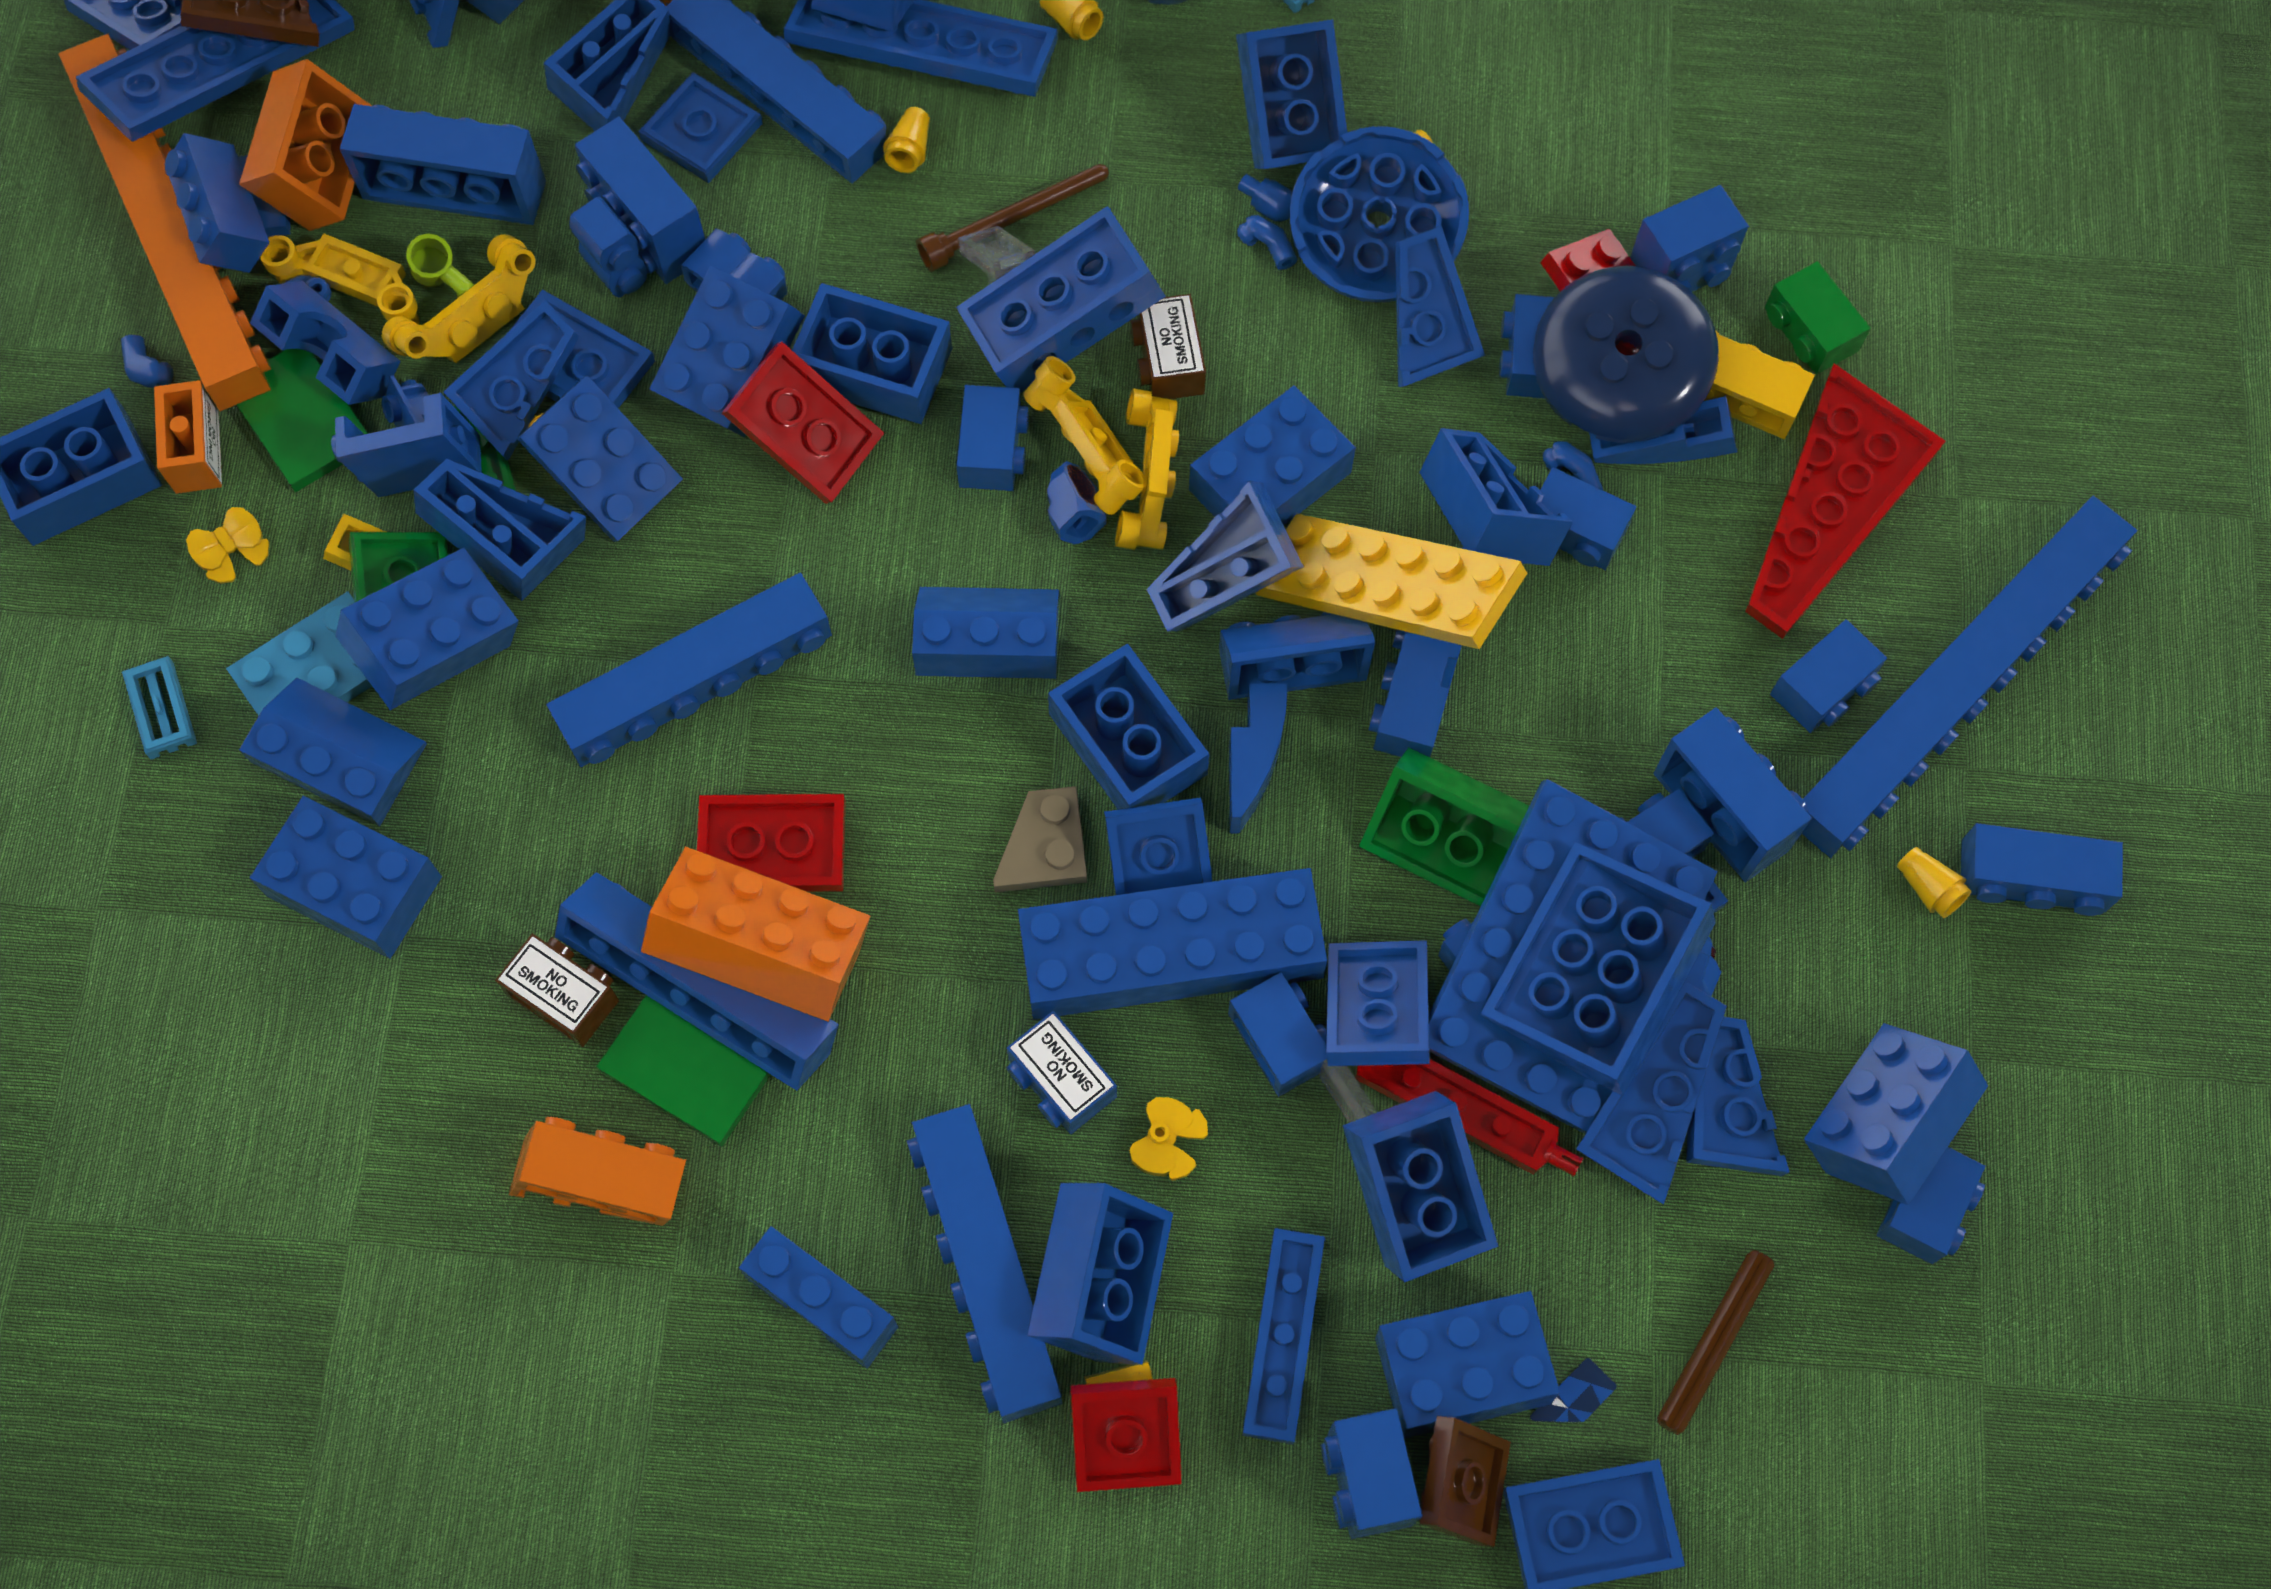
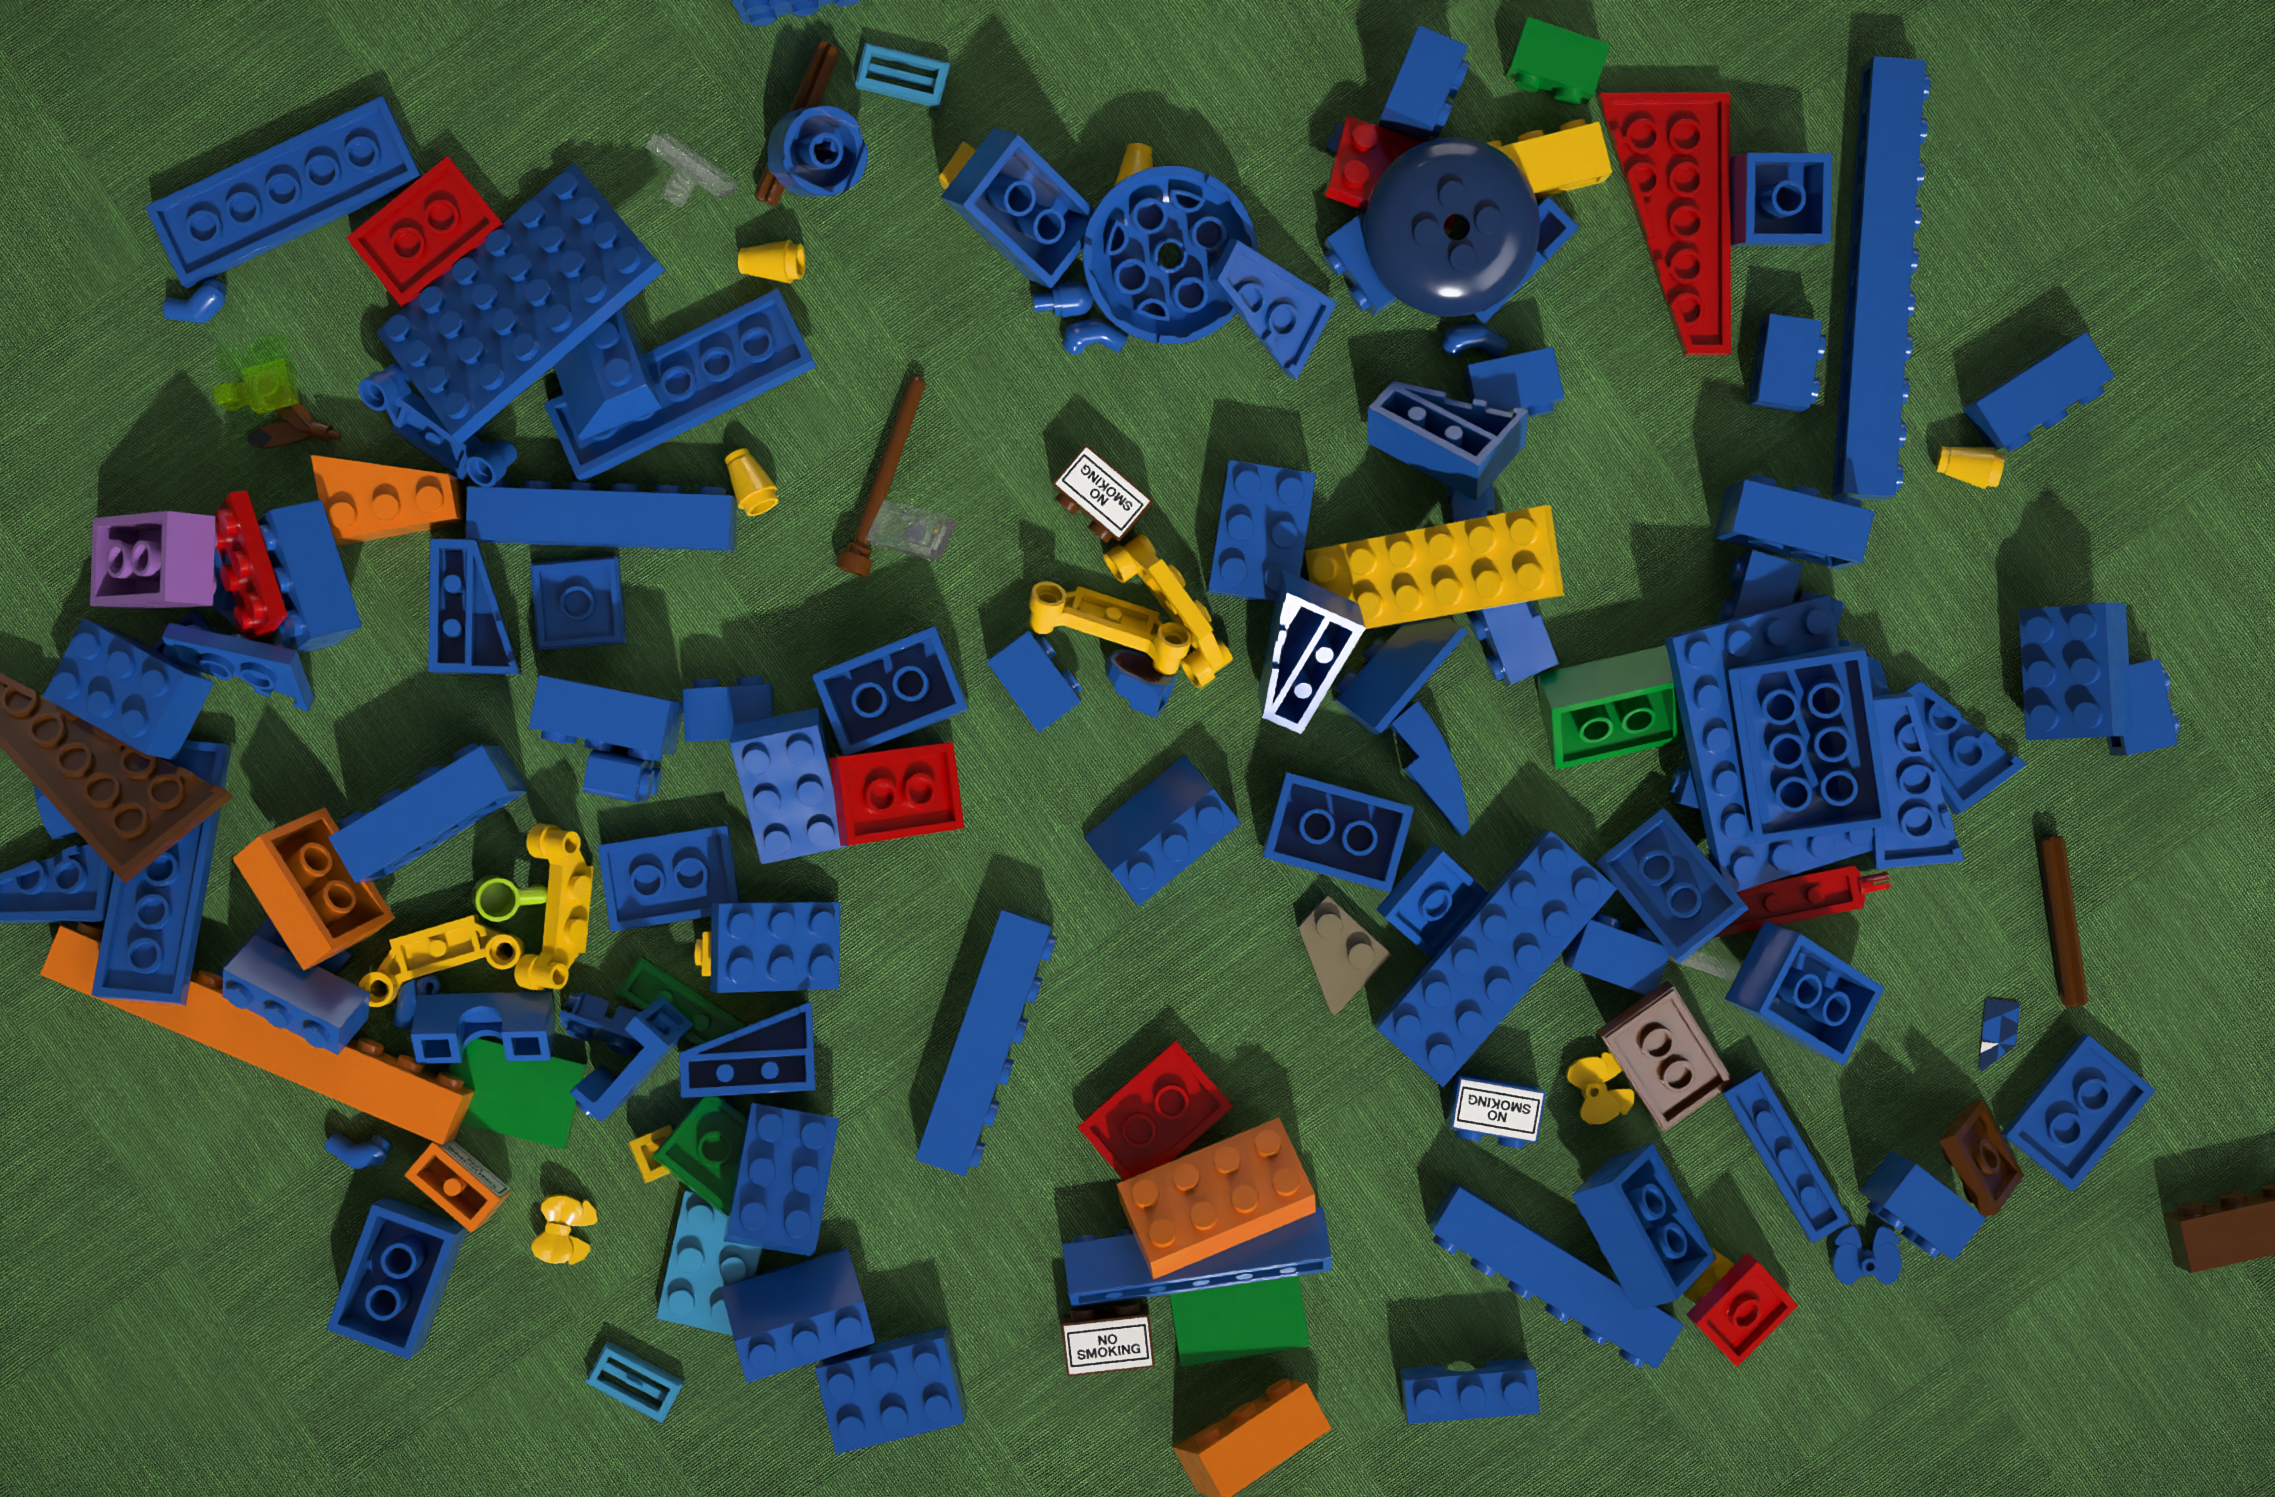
camera: 40 degrees left, 20 degrees up
(514, 377) = (651, 938): blue wing -> none
(1060, 300) = (973, 545): blue brick -> none
(1249, 1150) = (1665, 1056): none -> tile
(1293, 1512) = (1852, 1261): none -> blue piece
(1467, 1363) = (1921, 1078): blue brick -> none
(1924, 544) = (1781, 199): none -> blue brick

